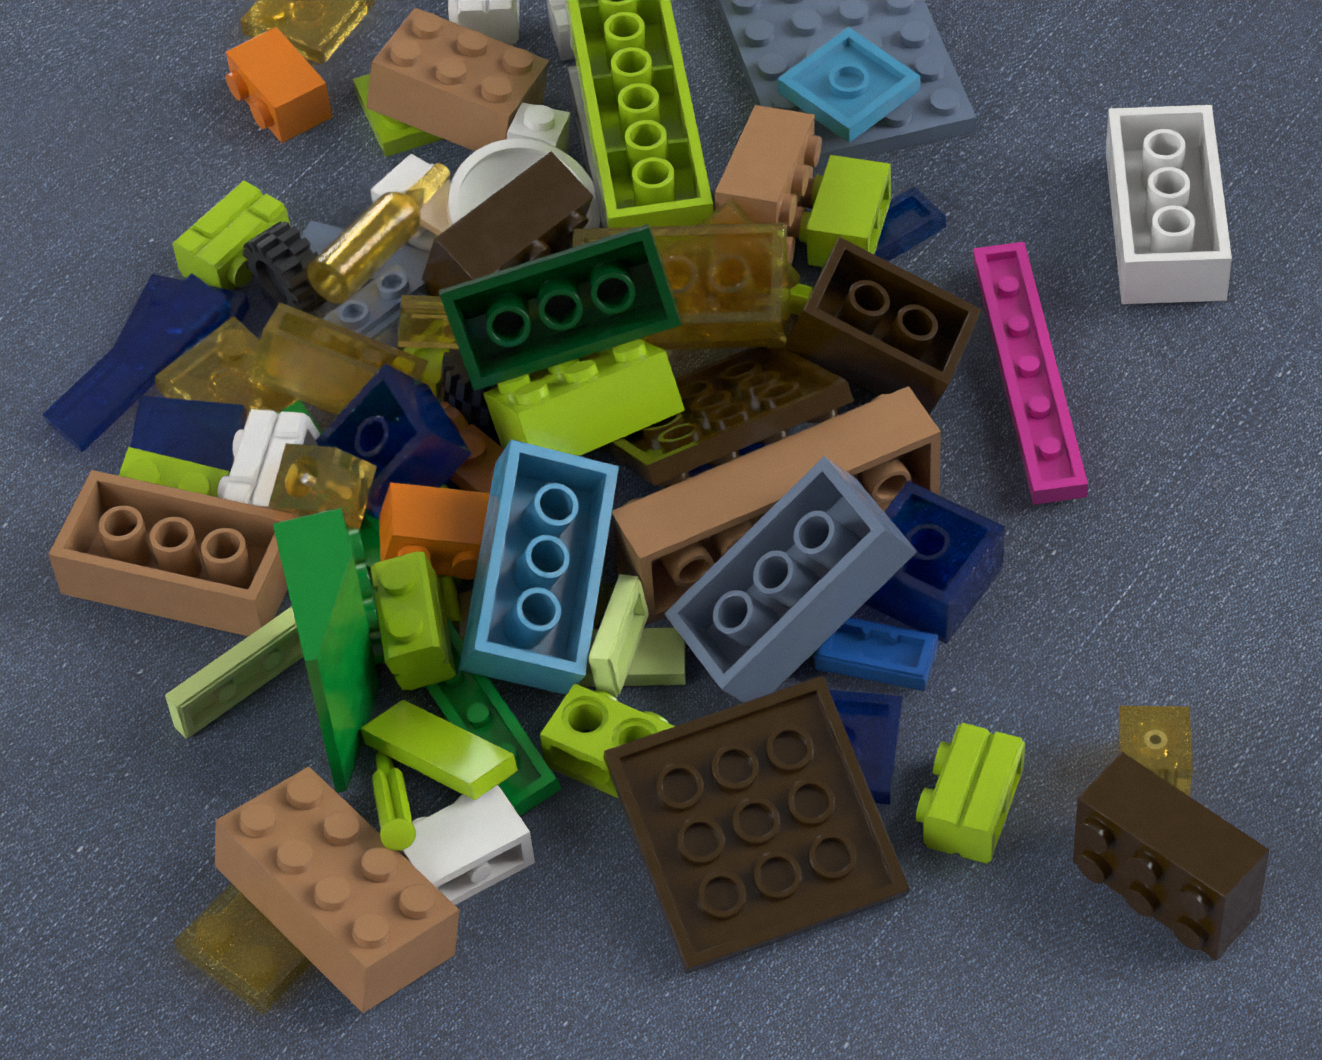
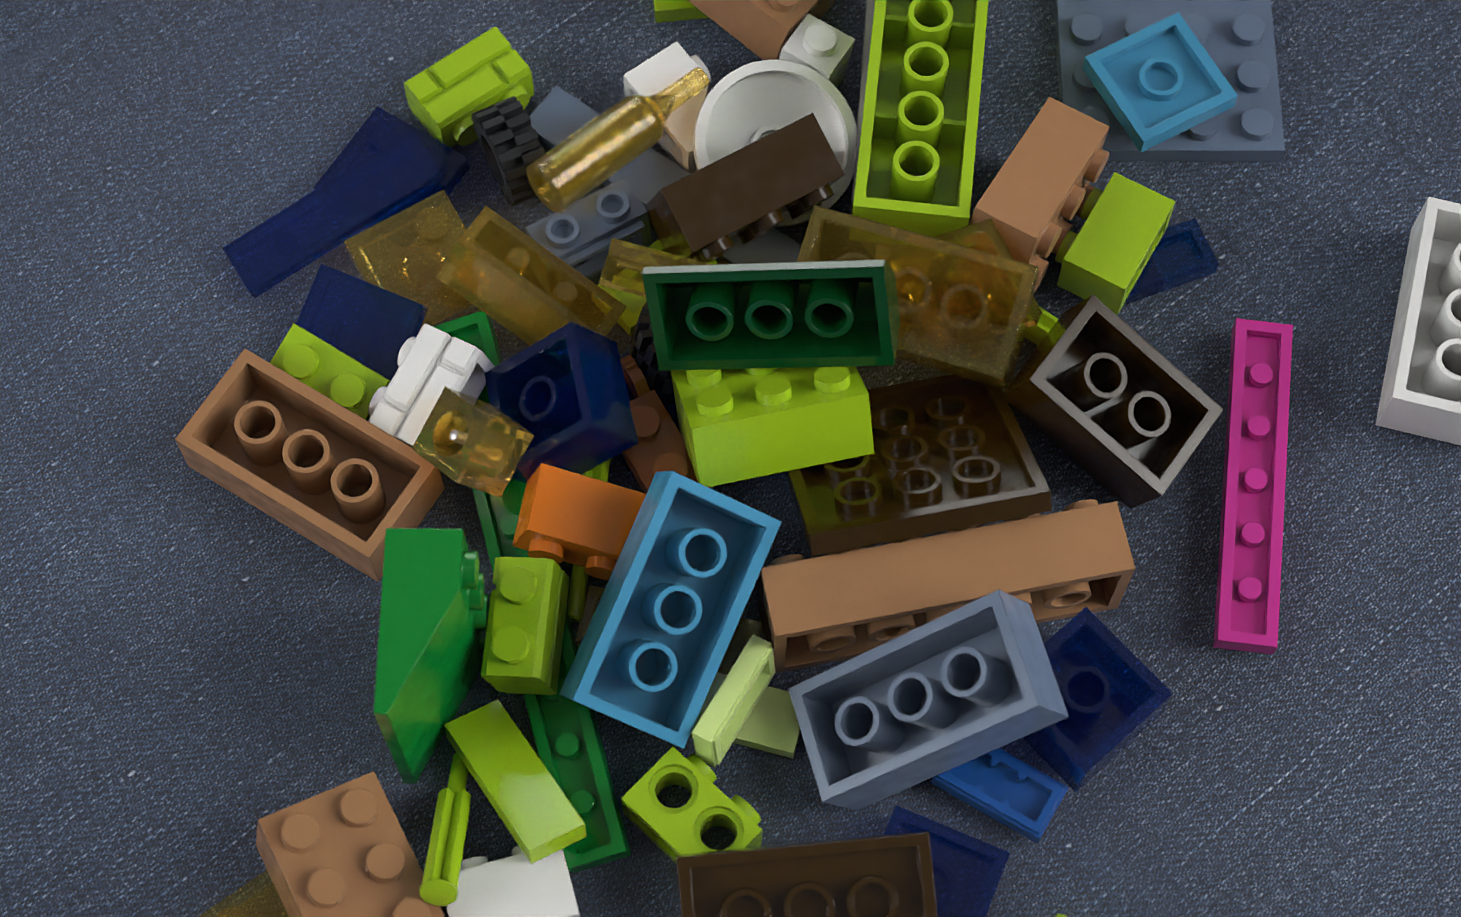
camera: 10 degrees right, 15 degrees up
(235, 674) = (328, 625): yellowish green tile -> none

